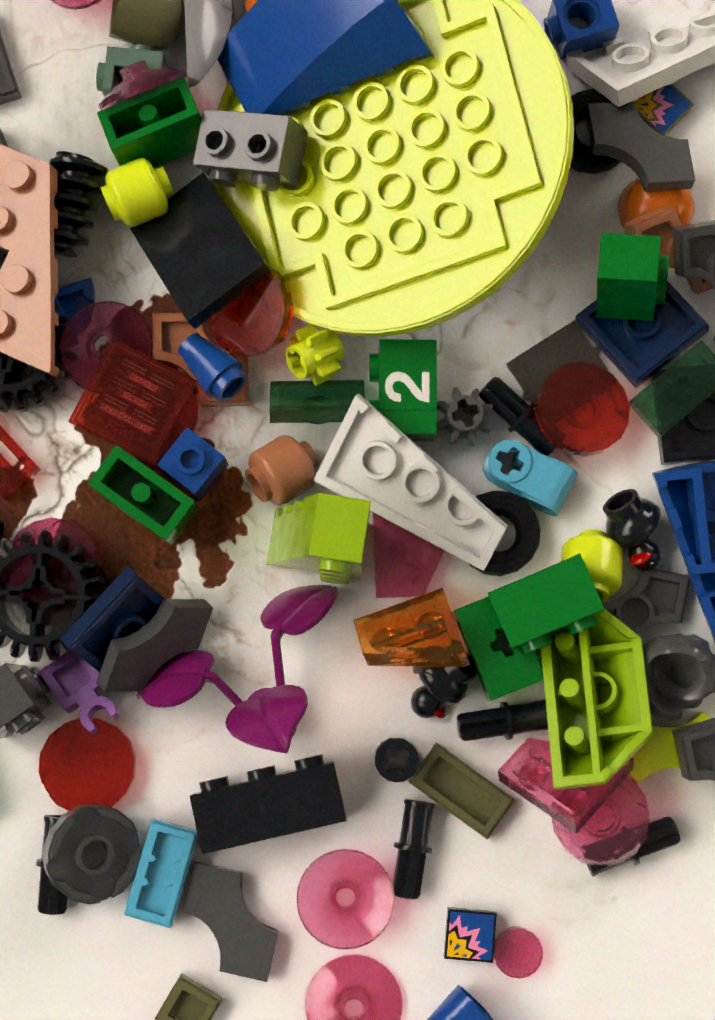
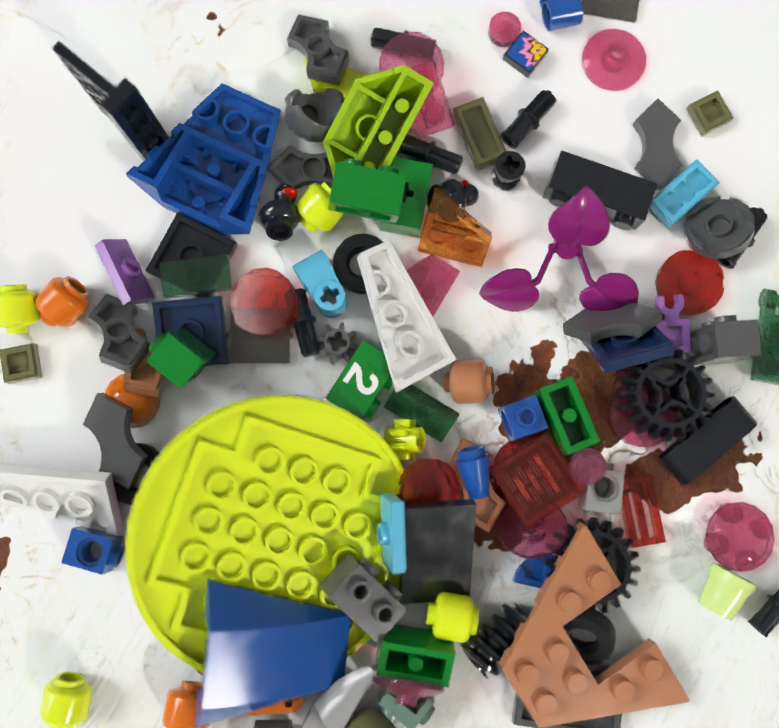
camera: 150 degrees left, 0 degrees up
(37, 427) = (611, 501): none -> light grey brick
(84, 447) = (587, 466): none -> clear pink tile
(263, 234) = (392, 533): none -> medium azure plate
(321, 536) = (477, 311): lime wedge -> none
(339, 924) = (594, 102): clear pink dish -> none
(663, 108) = (83, 457): tile -> none

